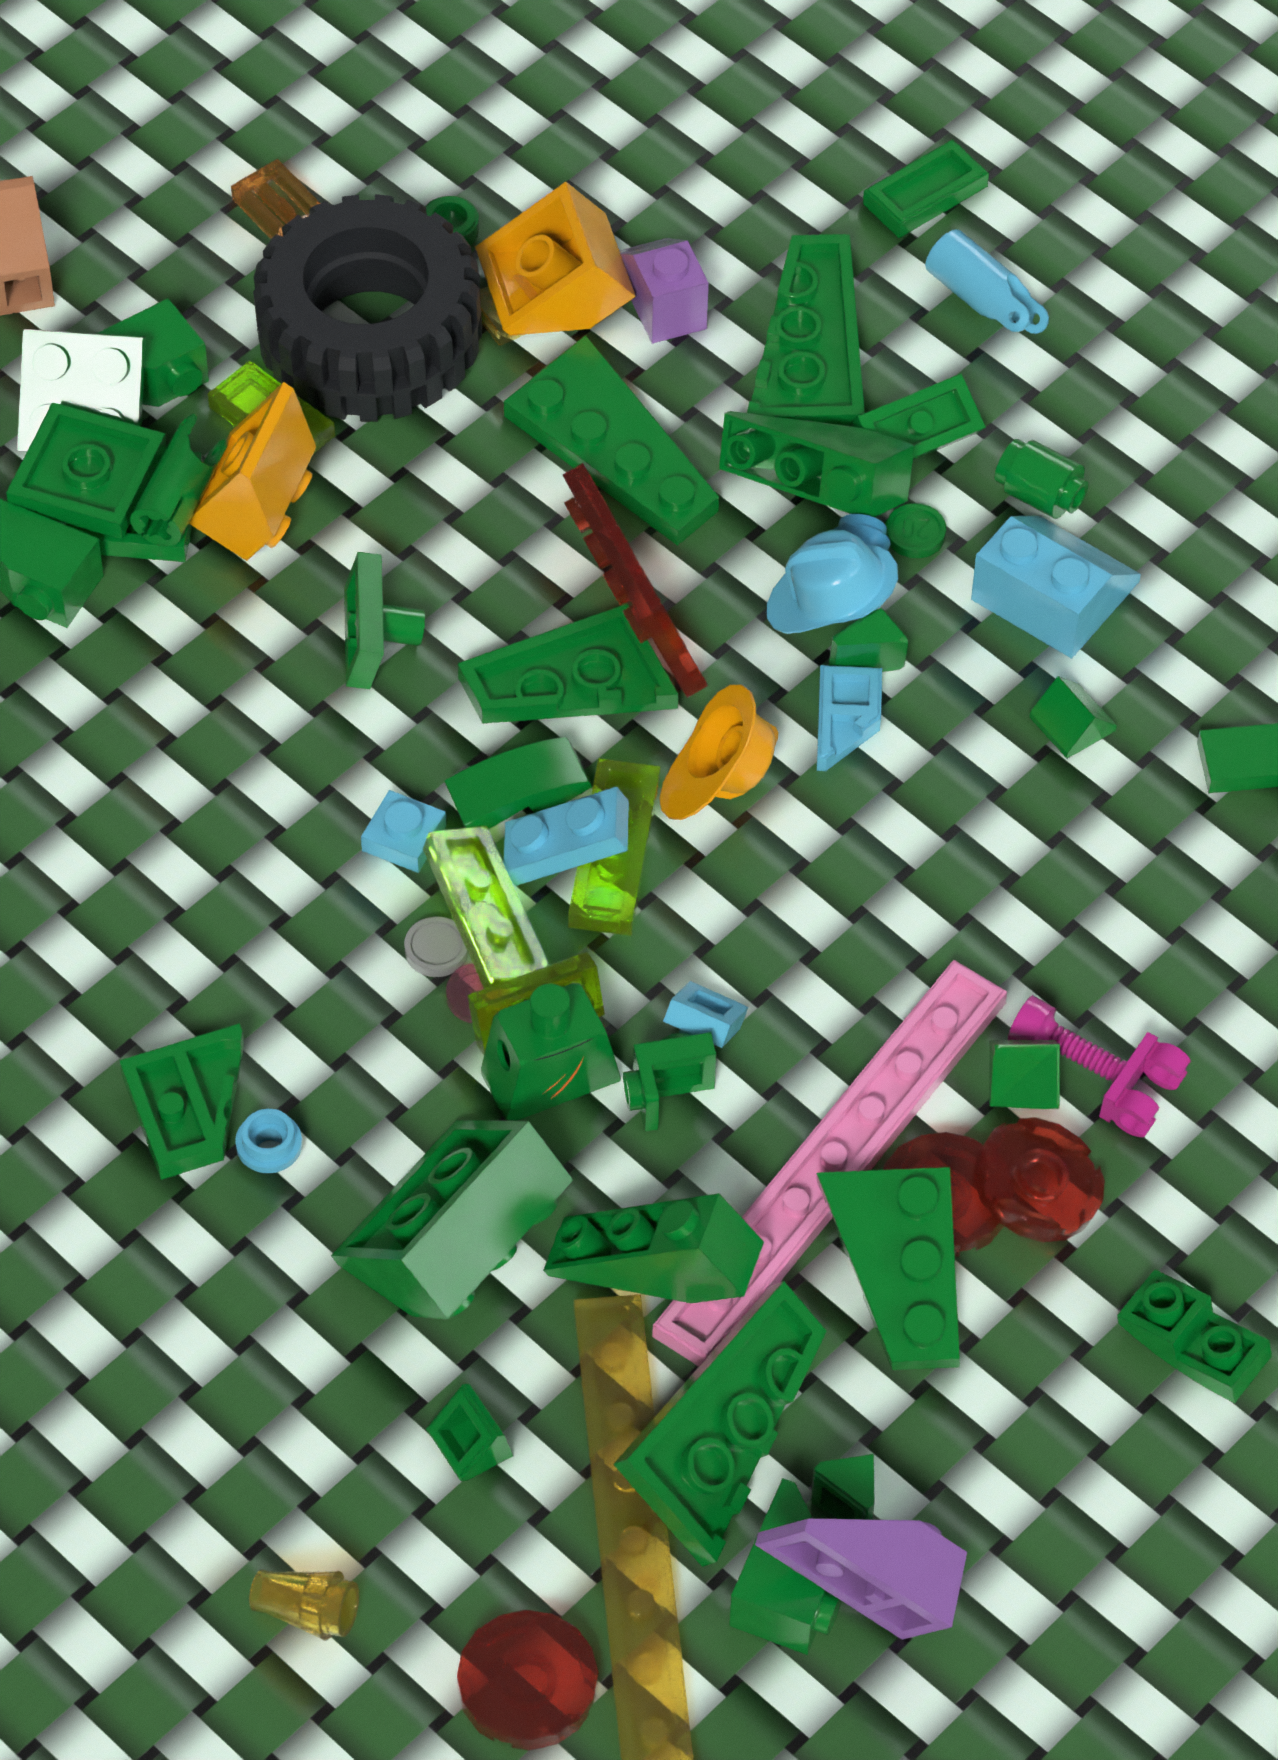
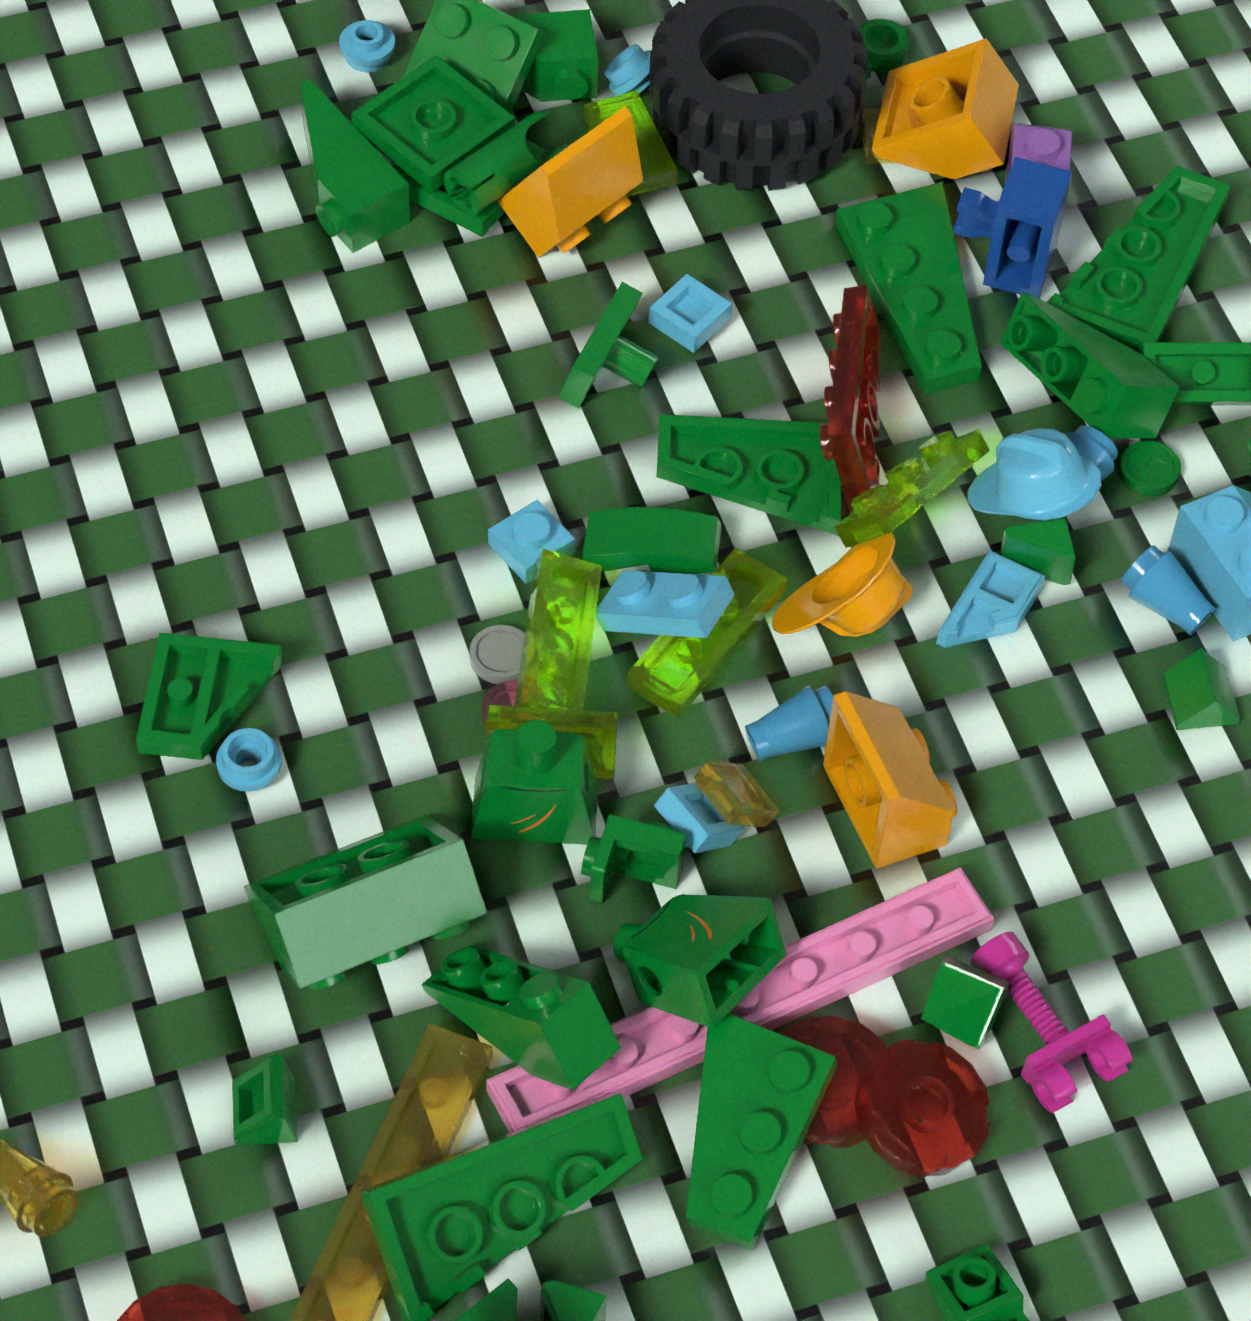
camera: 25 degrees right, 0 degrees up
(233, 342) = (629, 71): none -> medium azure plate
(426, 556) = (690, 313): none -> medium azure plate
(690, 352) = (1020, 225): none -> blue brick
(725, 980) = (735, 794): none -> clear yellow tile
(728, 636) = (910, 486): none -> clear neon green plate
(744, 893) = (793, 725): none -> dark azure cone
(781, 1132) = (701, 954): none -> green torso
(851, 912) = (886, 780): none -> light orange slope
(996, 636) = (1166, 589): none -> dark azure cone

